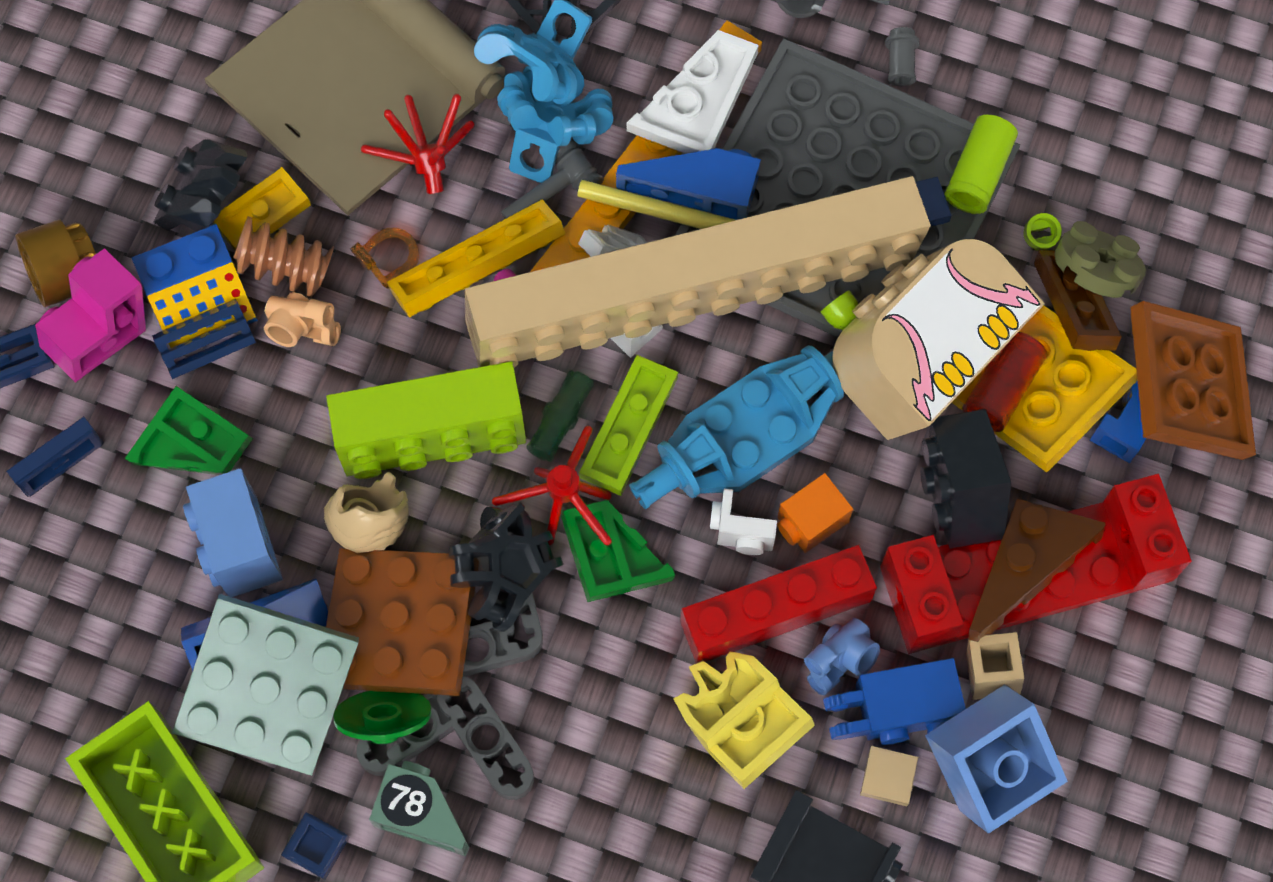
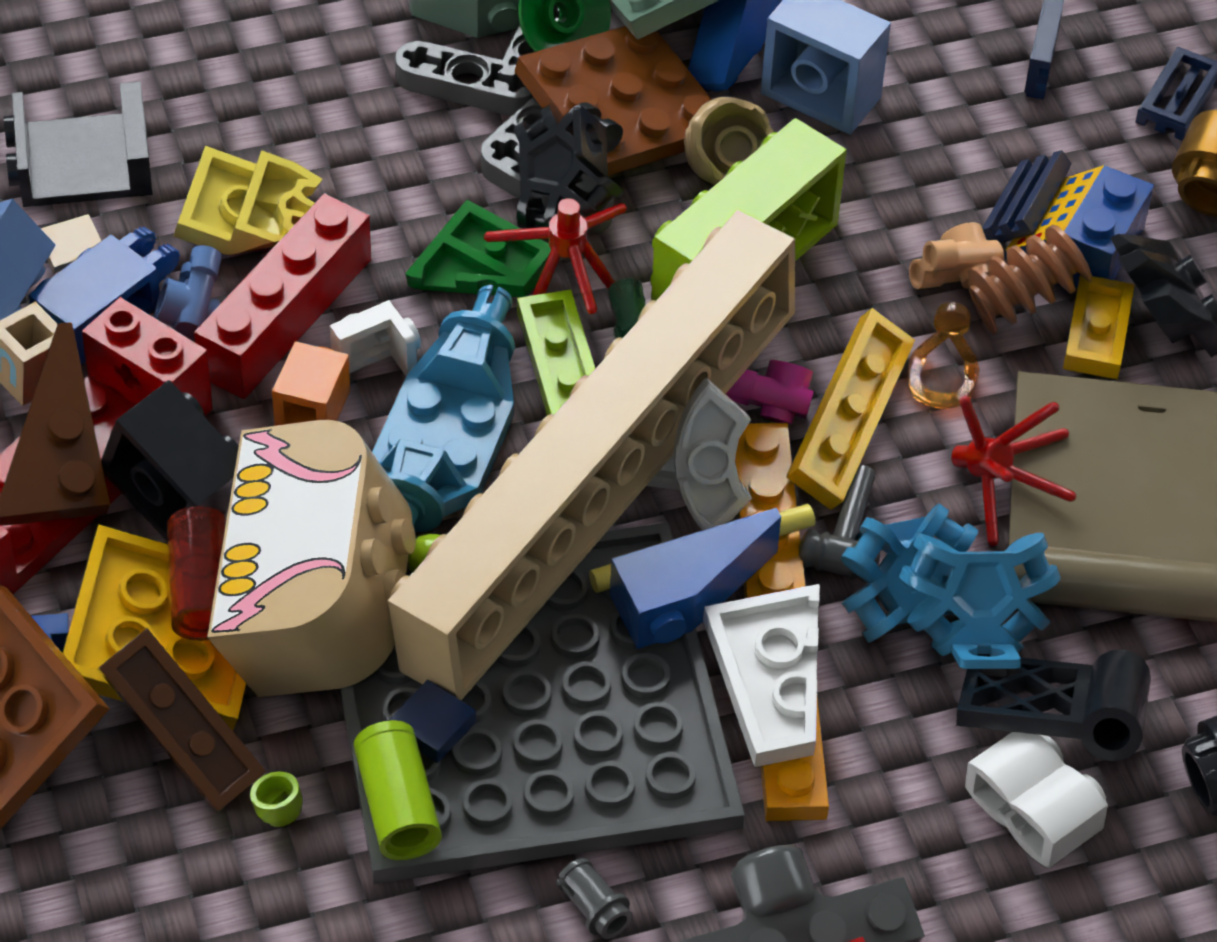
camera: 140 degrees right, 20 degrees down
(98, 318) = (1137, 129): dark pink brick -> none
(189, 438) = (948, 127): green wing -> none
(1101, 261) = (168, 823): olive plate -> none

